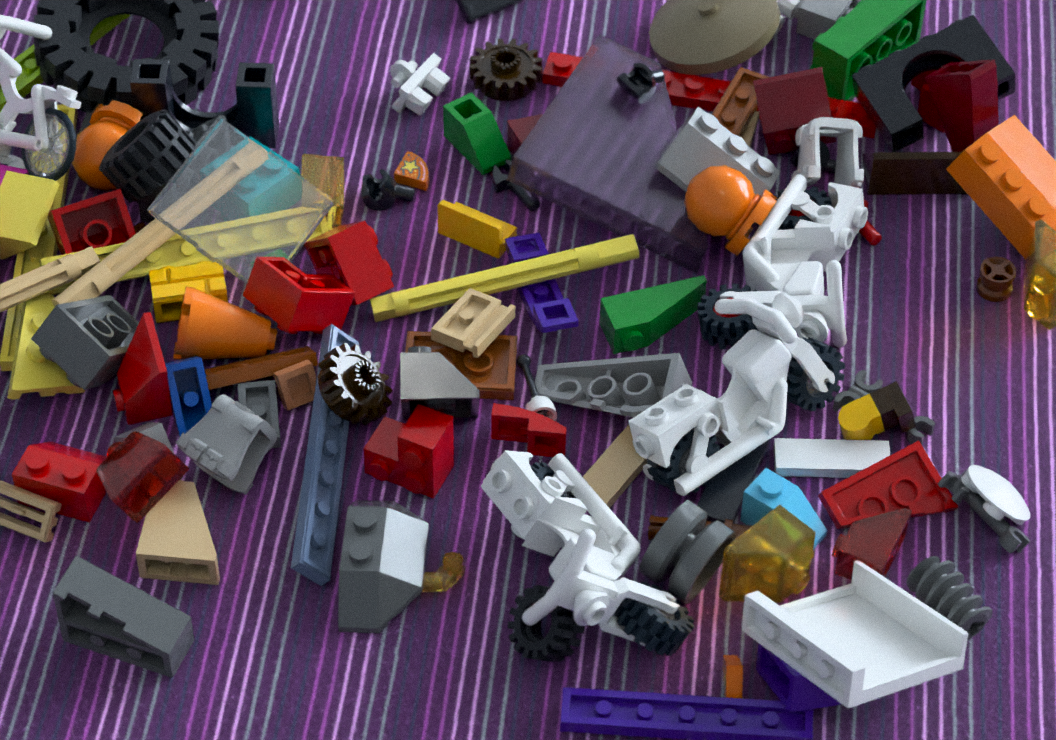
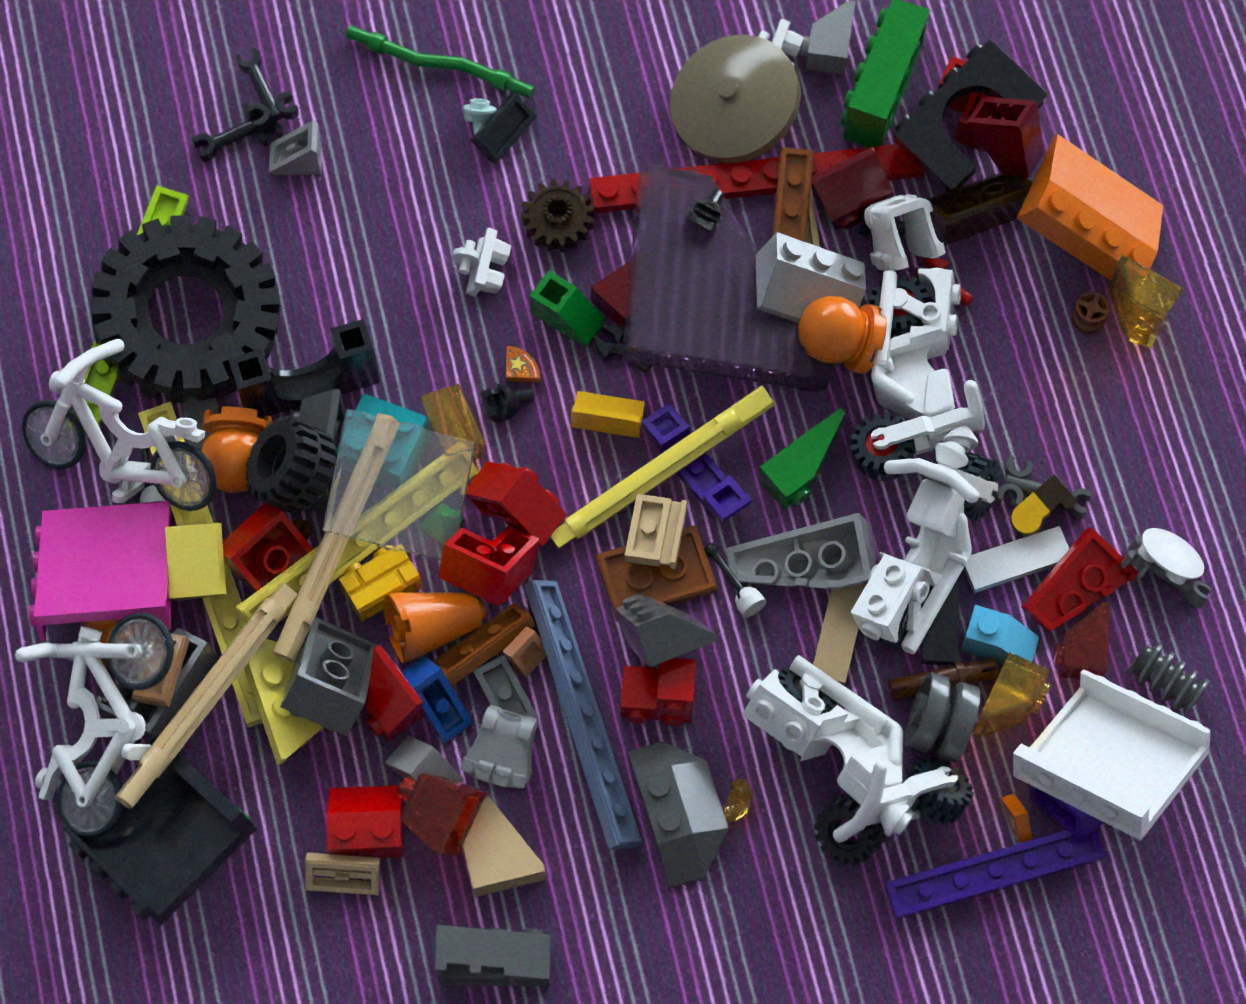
camera: 20 degrees left, 20 degrees up
(353, 385) = (580, 639): dark brown gear -> none
(517, 424) = (760, 627): red slope -> none

